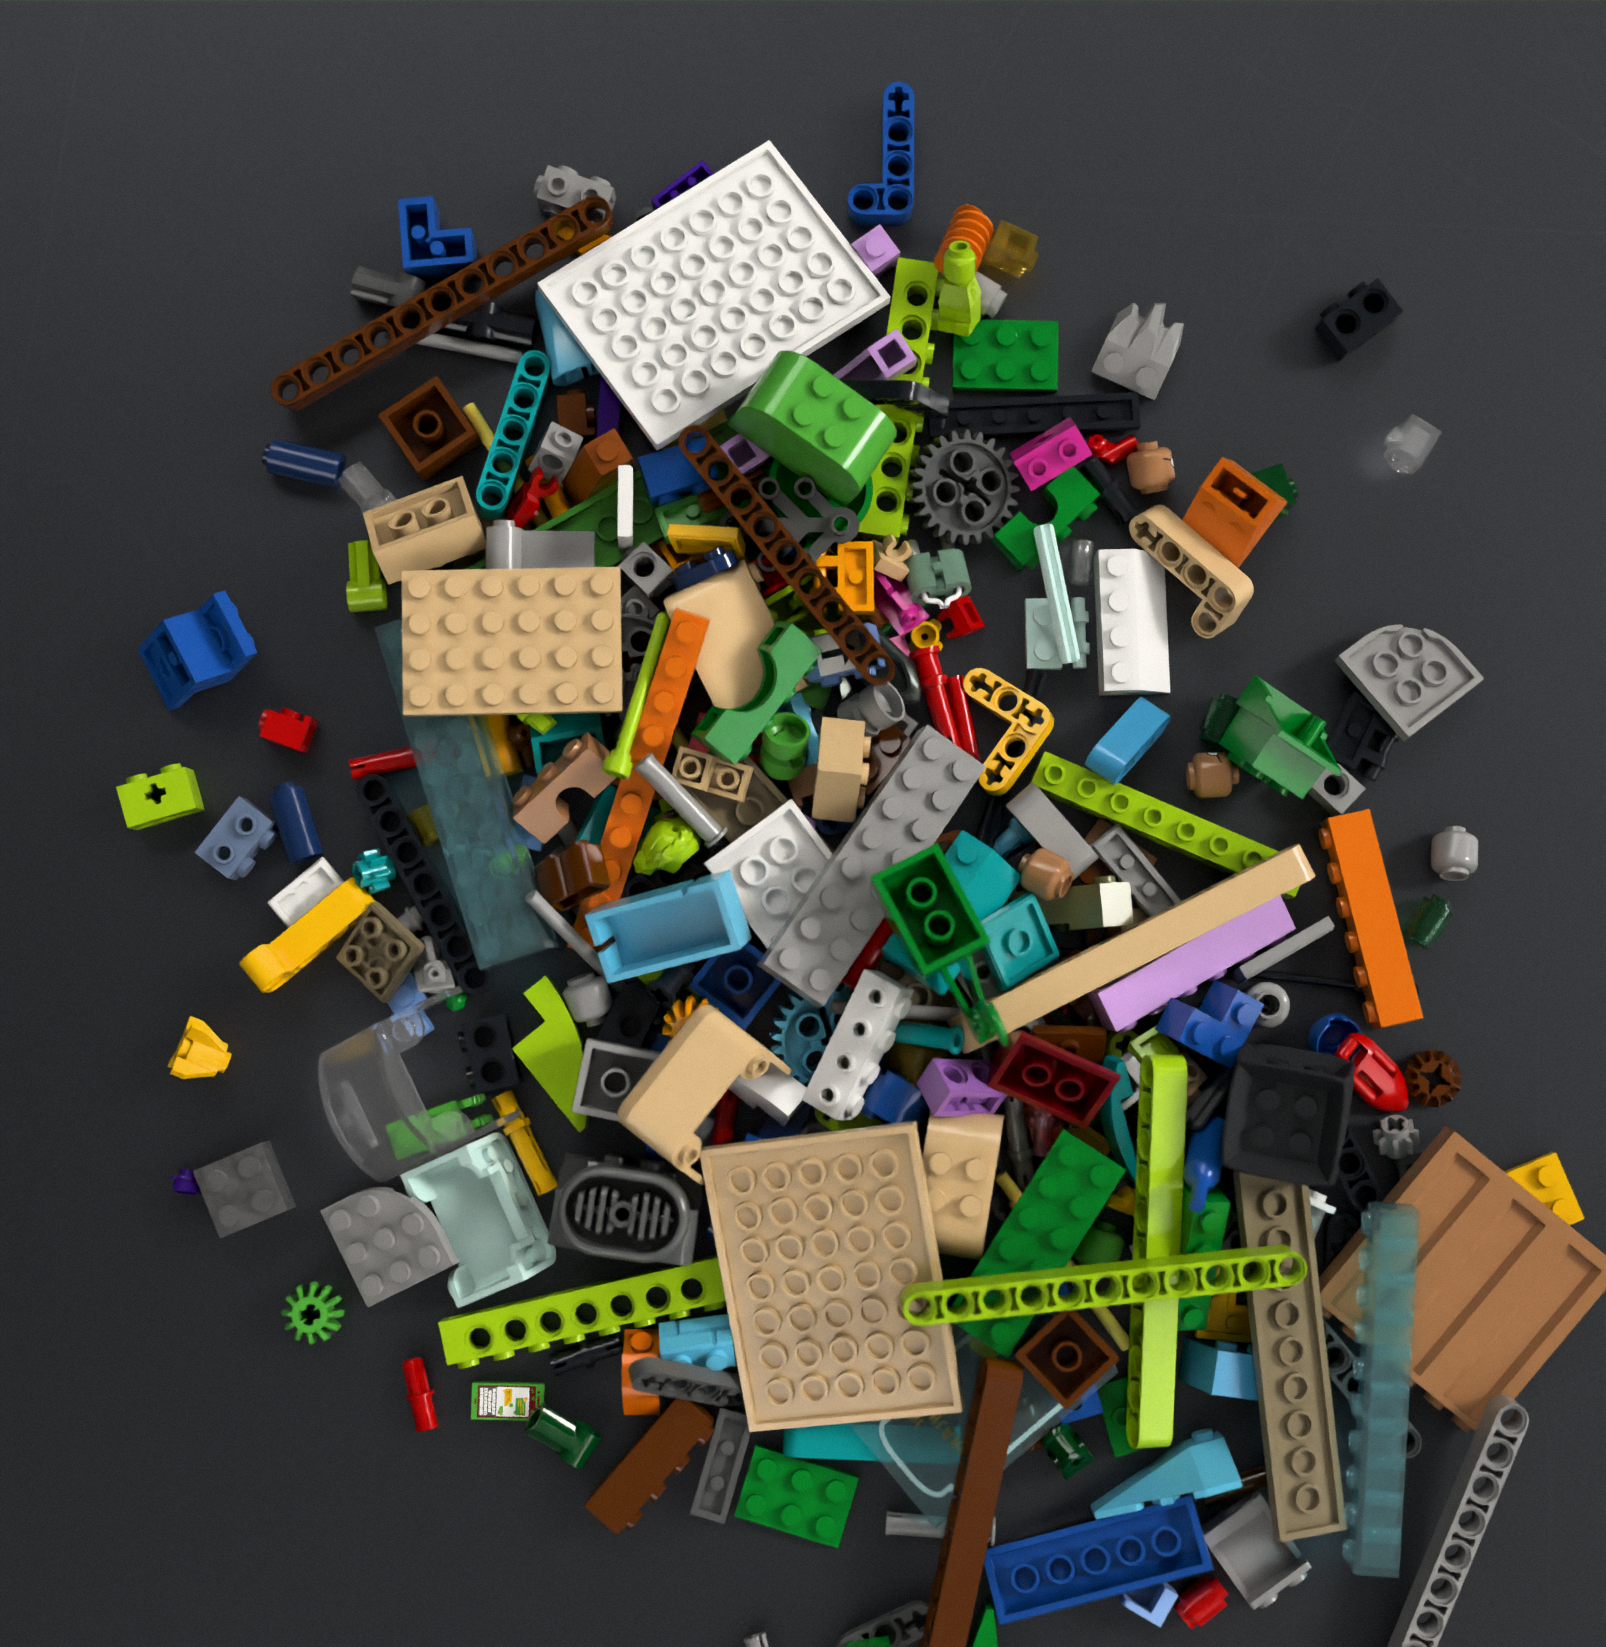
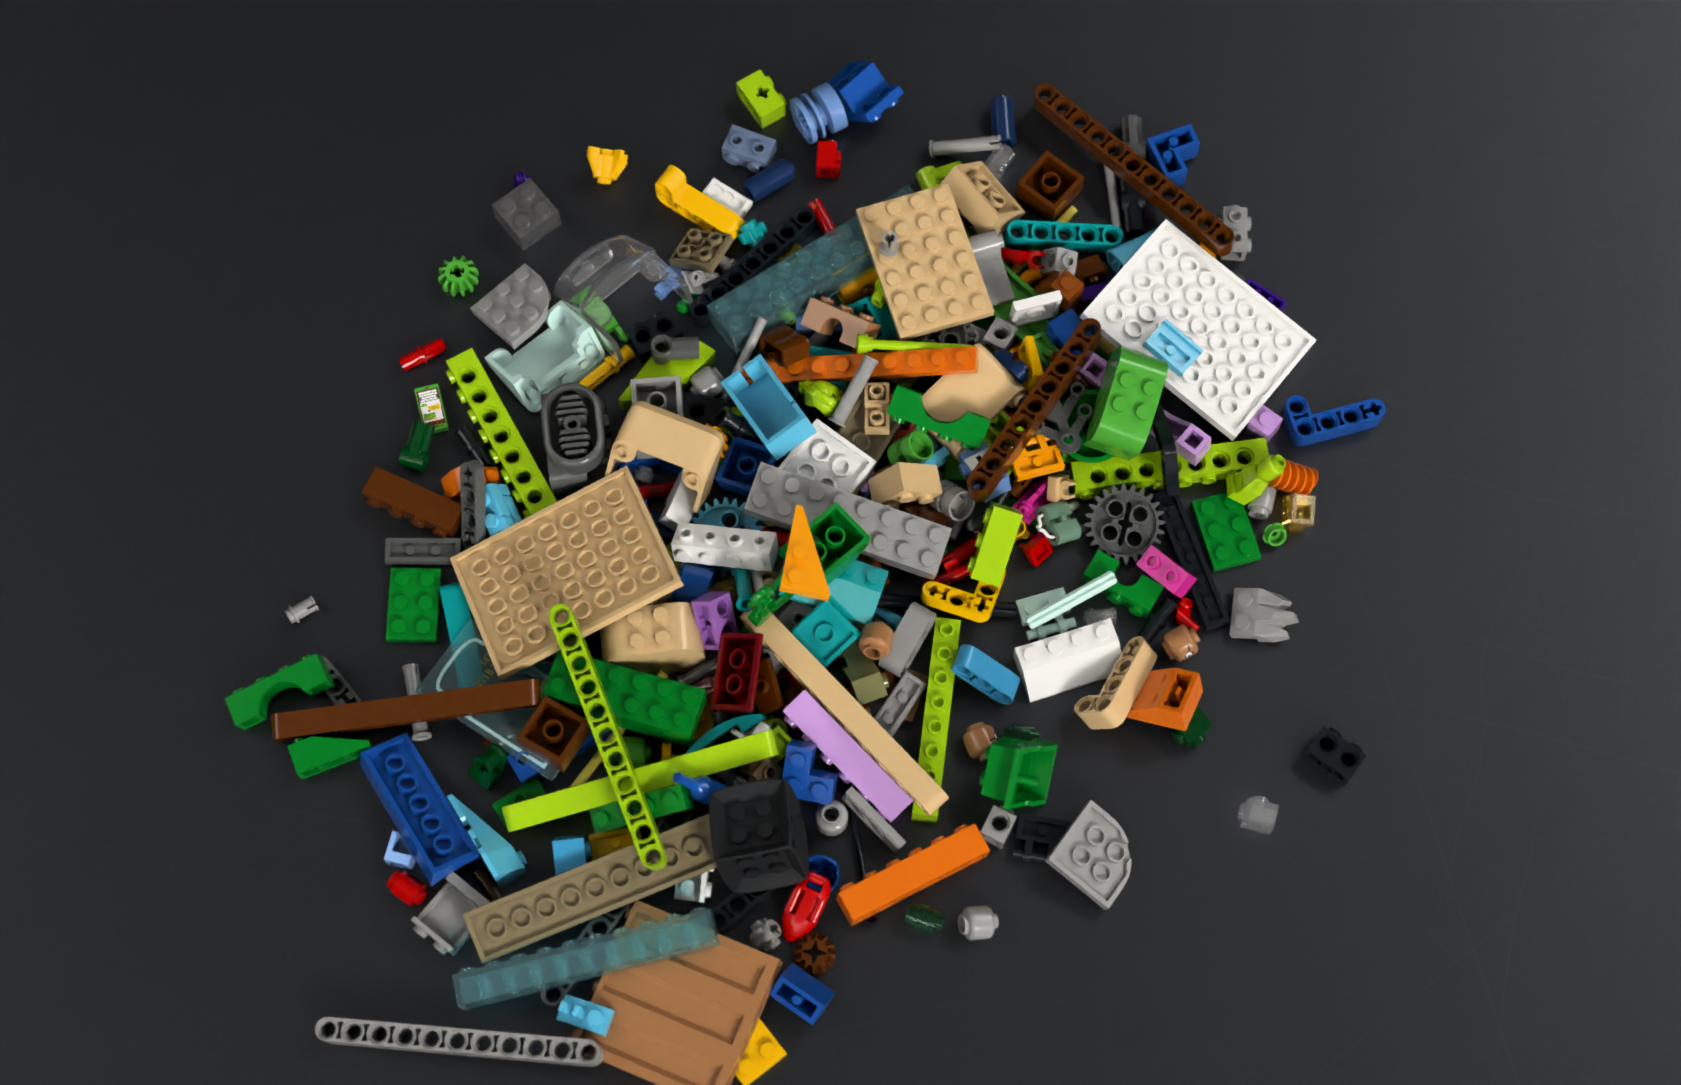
camera: 75 degrees right, 15 degrees down
(216, 729) = (815, 114): none -> medium blue wheel
(328, 528) = (964, 145): none -> light grey pin
(485, 692) = (889, 240): none -> light grey pin
(532, 1027) = (678, 348): none -> dark grey piece
(743, 337) = (1173, 347): none -> medium azure plate
(955, 669) = (994, 543): none -> lime wedge
(960, 952) = (802, 566): none -> light orange wing
(1032, 292) = (1278, 537): none -> bright green plate
(1450, 1407) = (585, 1015): none -> medium azure plate
(1490, 1110) = (802, 993): none -> blue brick

